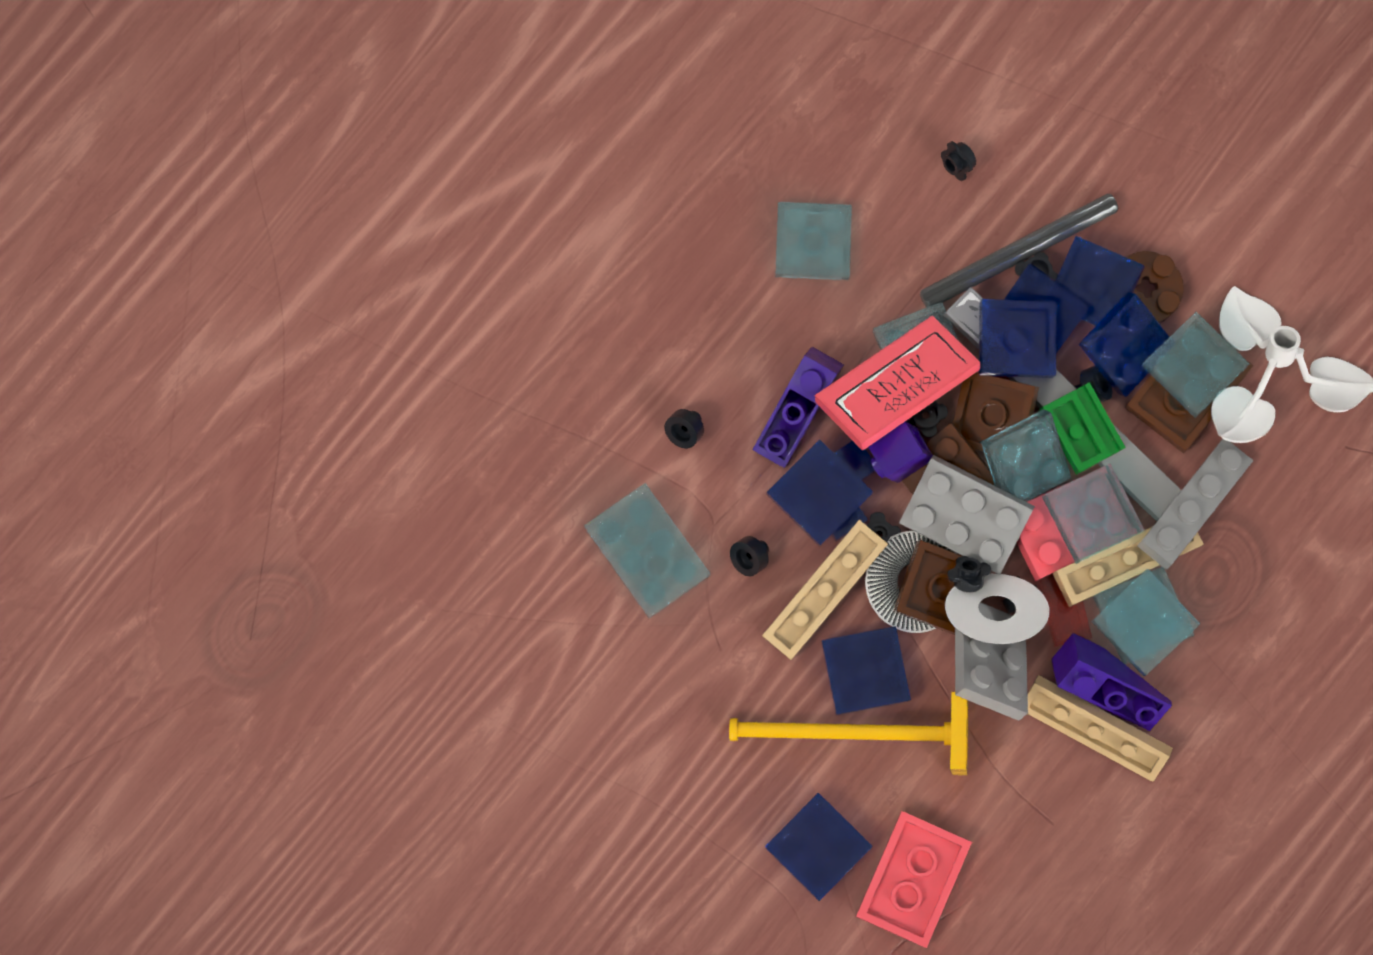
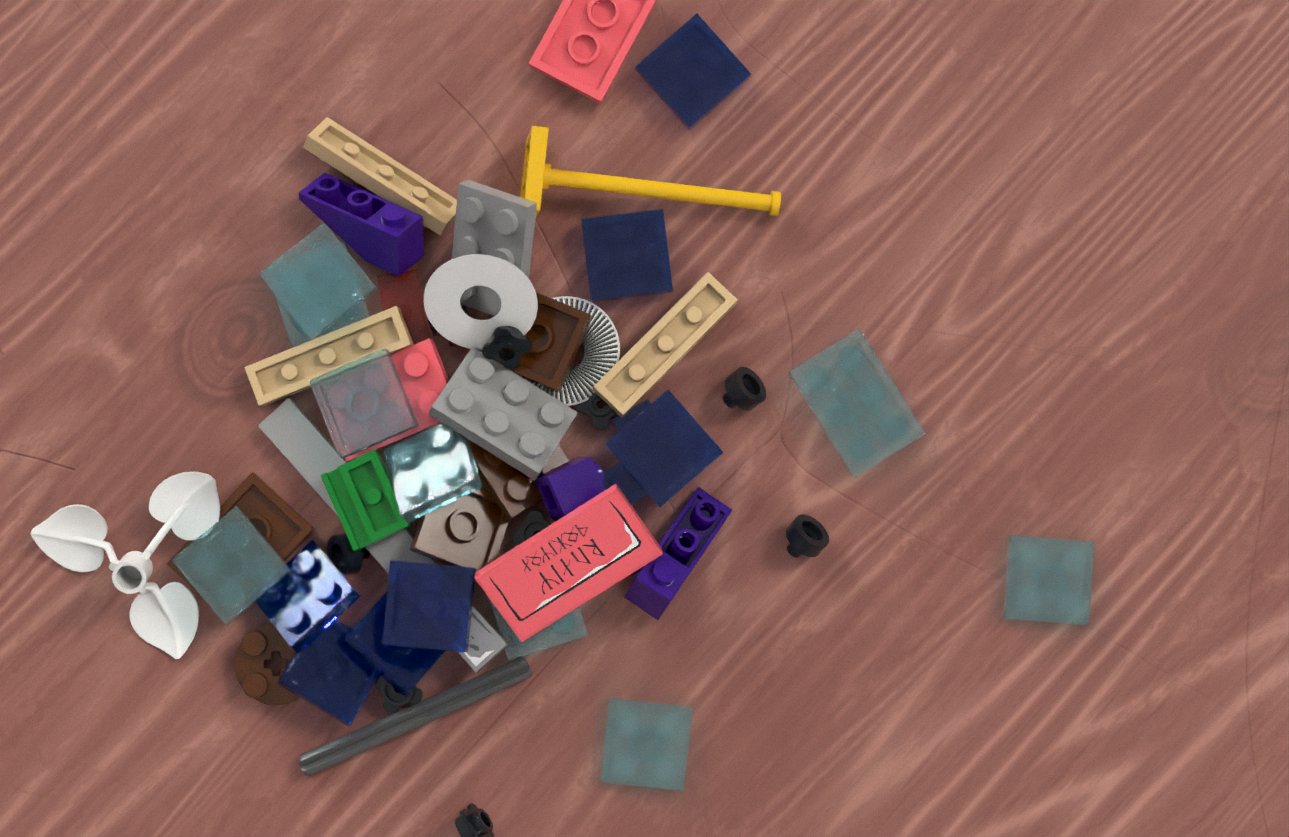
camera: 170 degrees left, 5 degrees up
(464, 406) = (1048, 580): none -> clear light blue plate
(1195, 503) = (249, 410): light grey plate -> none

